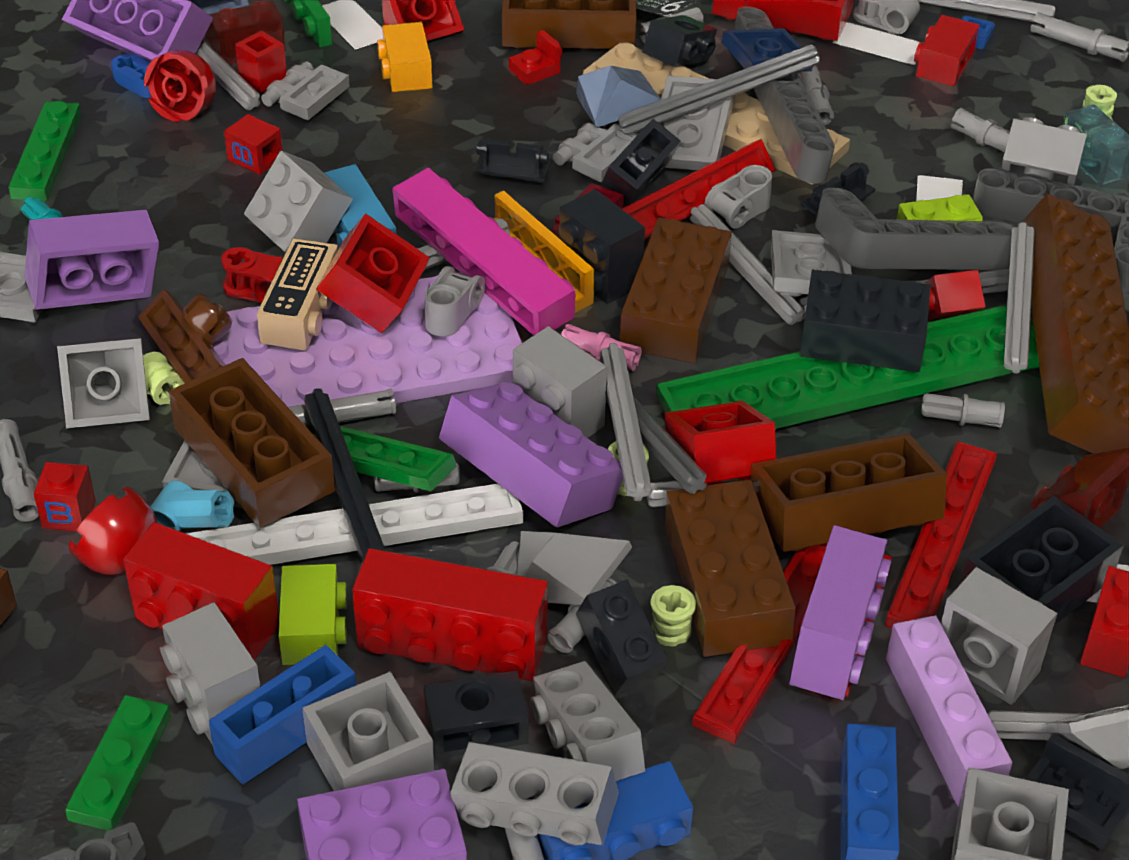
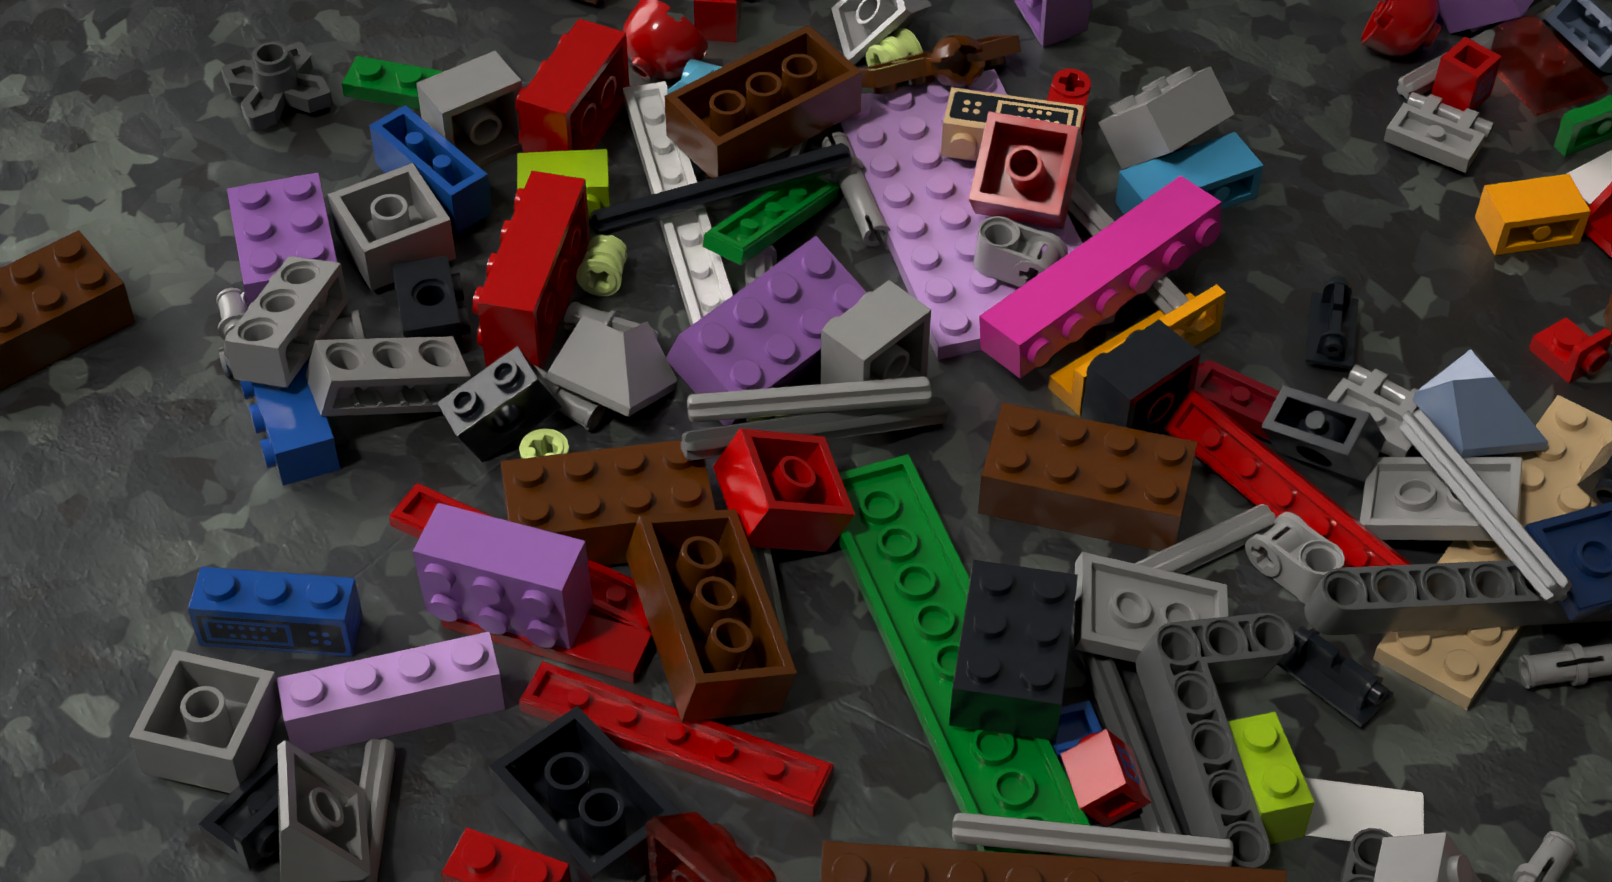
camera: 90 degrees right, 5 degrees up
(253, 144) = (1308, 90): red brick -> none
(593, 343) = (983, 412): bright pink pin -> none
(963, 409) = (894, 780): light grey axle -> none
(997, 634) = (468, 729): light grey brick -> none

